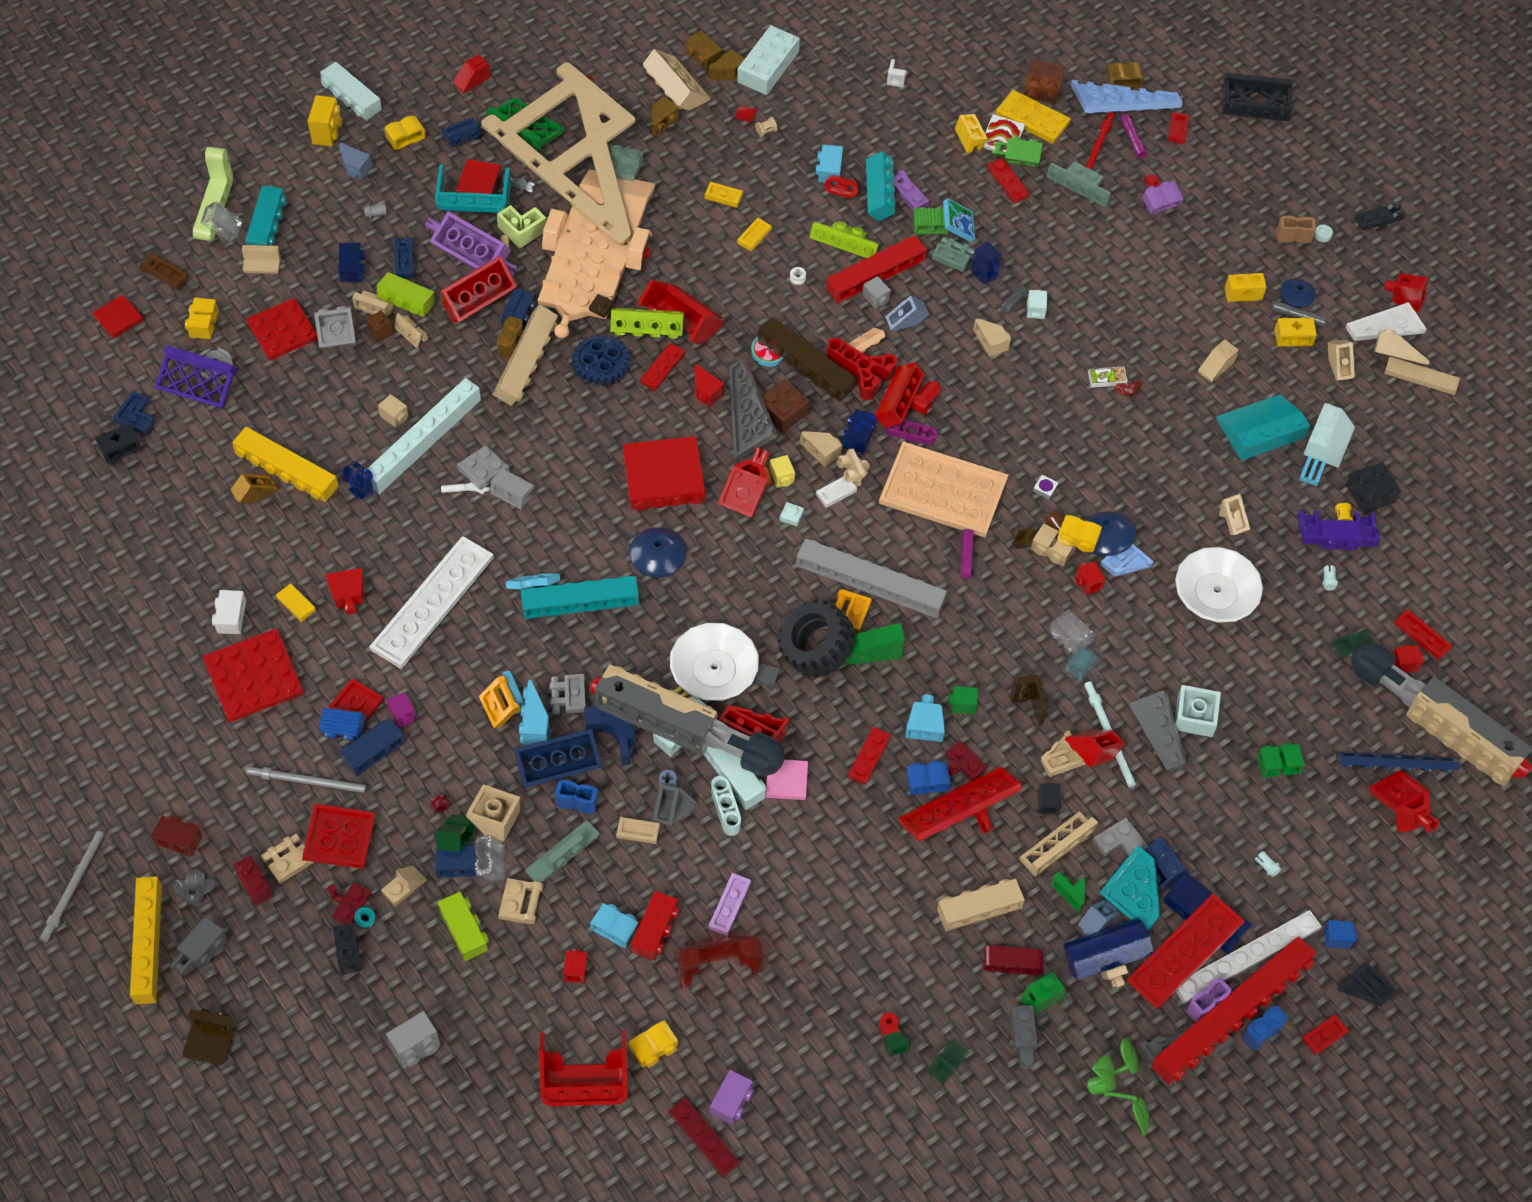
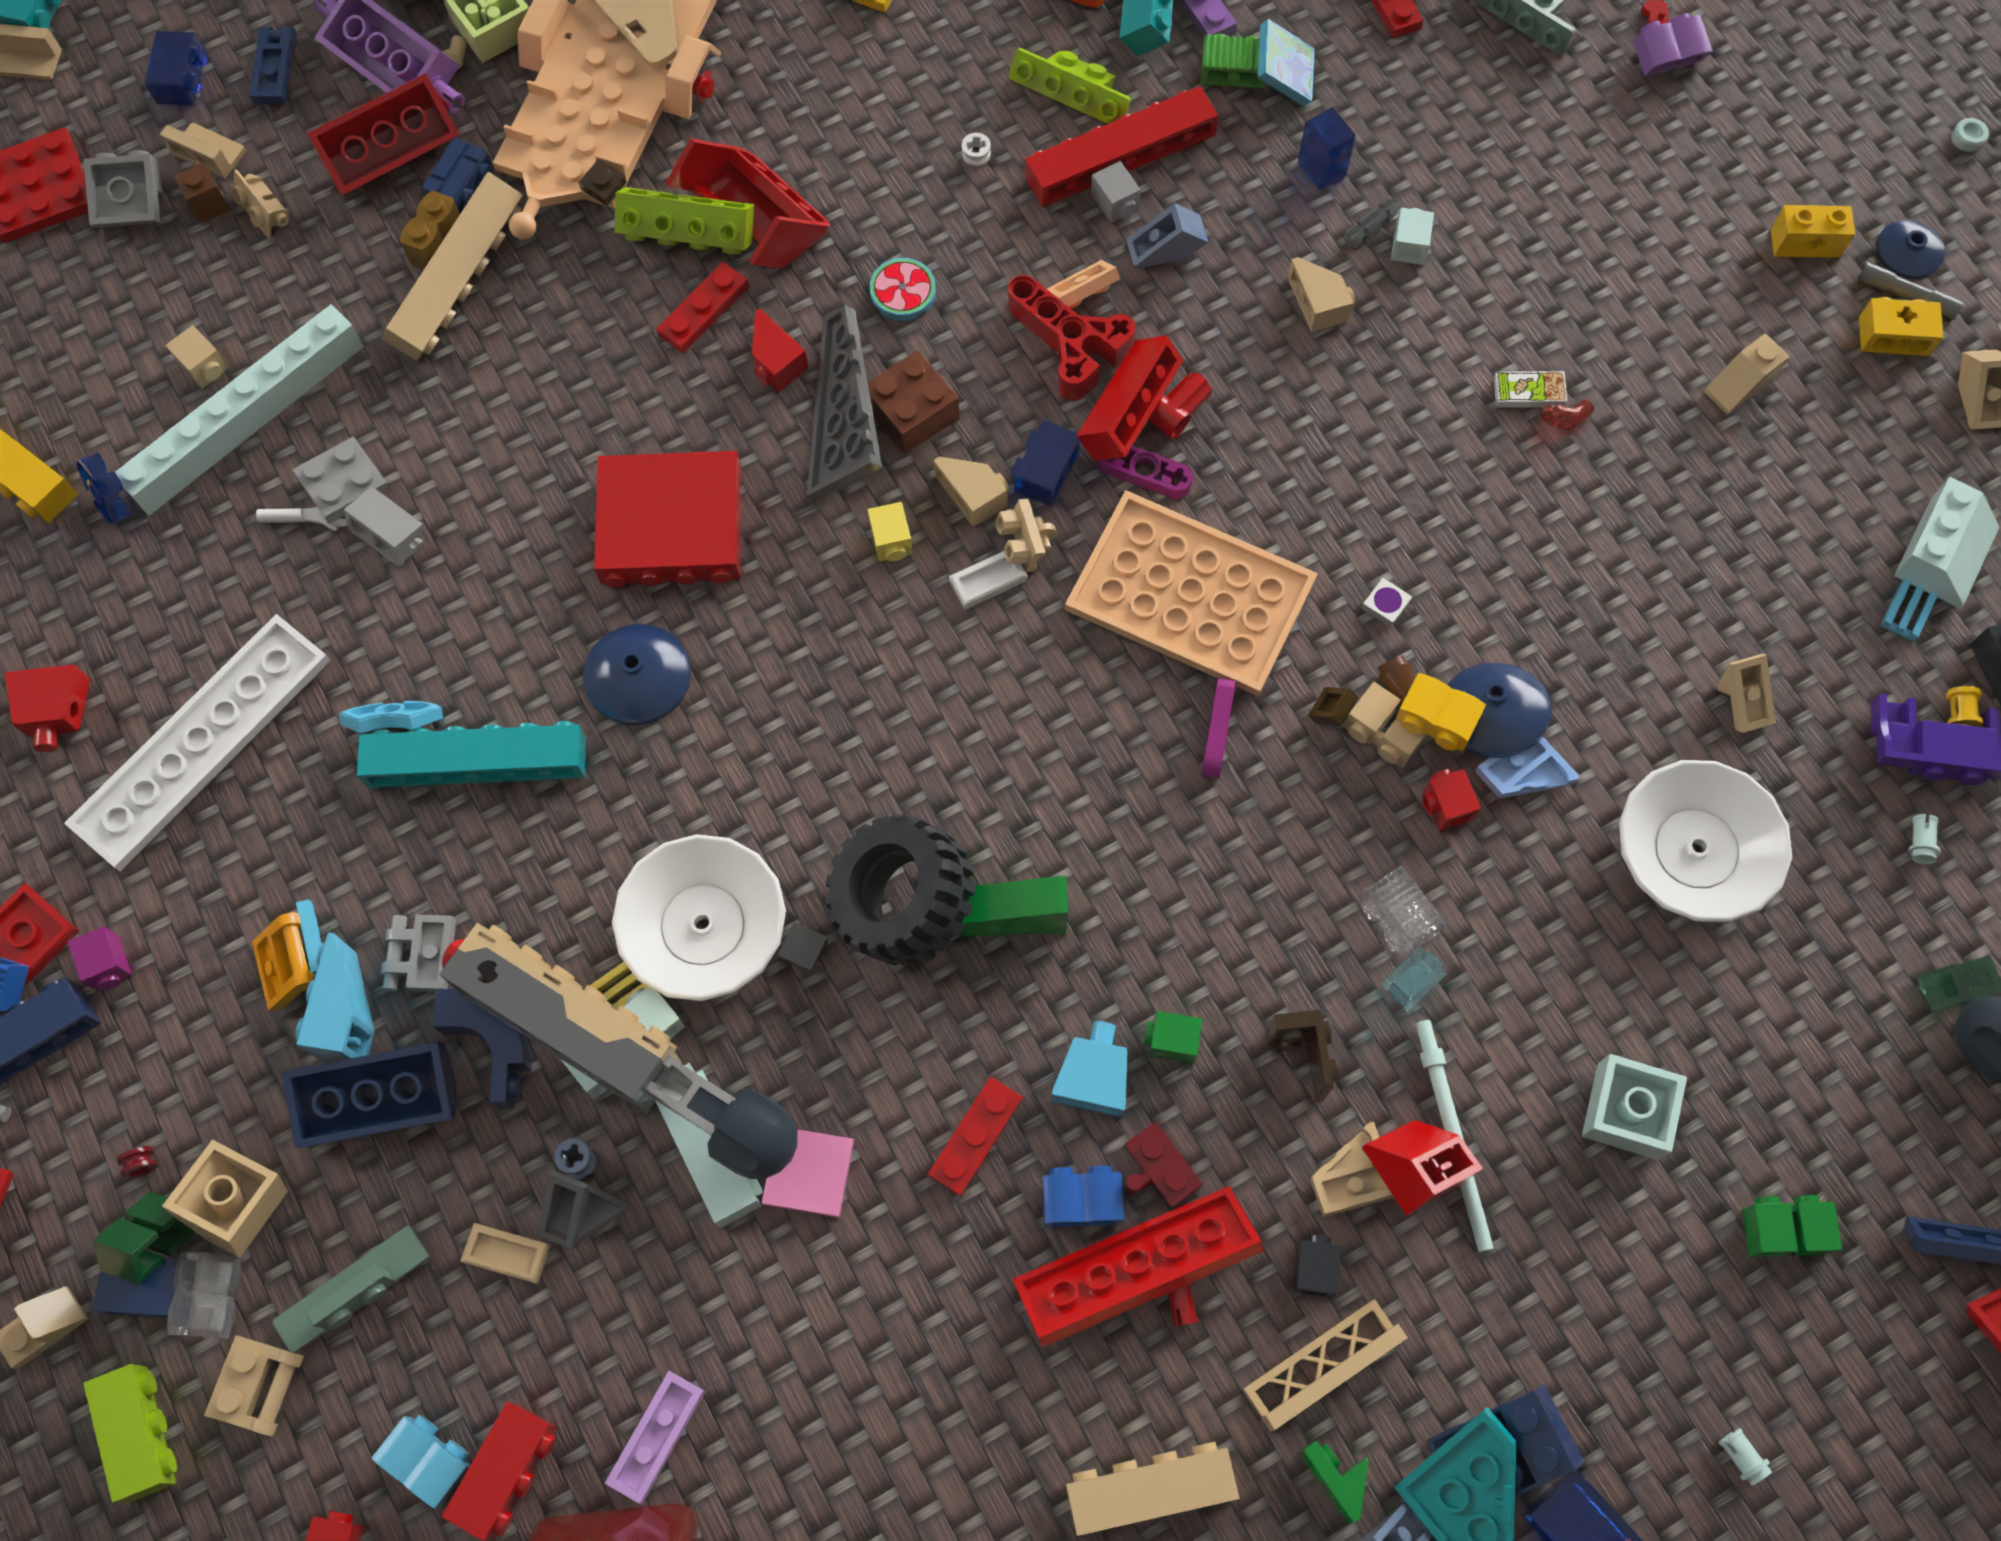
camera: 10 degrees right, 10 degrees up
(405, 294) = (260, 135): lime brick -> none
(572, 796) = (392, 1177): blue brick -> none
(596, 355) = (590, 286): dark blue gear -> none
(726, 797) = (668, 1205): light aqua beam -> none
(746, 484) = (819, 554): red plate -> none
(749, 723) = (749, 1060): red wedge -> none
(754, 234) = (909, 65): yellow tile -> none
(791, 514) = (897, 618): light aqua plate -> none
(806, 359) = (966, 313): dark brown brick -> none
(857, 607) = (990, 830): light orange plate -> none
(871, 578) = (1029, 763): light grey brick -> none
(951, 257) = (1265, 133): sand green plate -> none
(1119, 835) = (1453, 1359): light grey plate -> none
(1160, 727) = (1556, 1132): dark grey wing -> none
(1263, 426) = (1821, 512): teal slope -> none
(1295, 229) = (1920, 124): medium nougat brick -> none

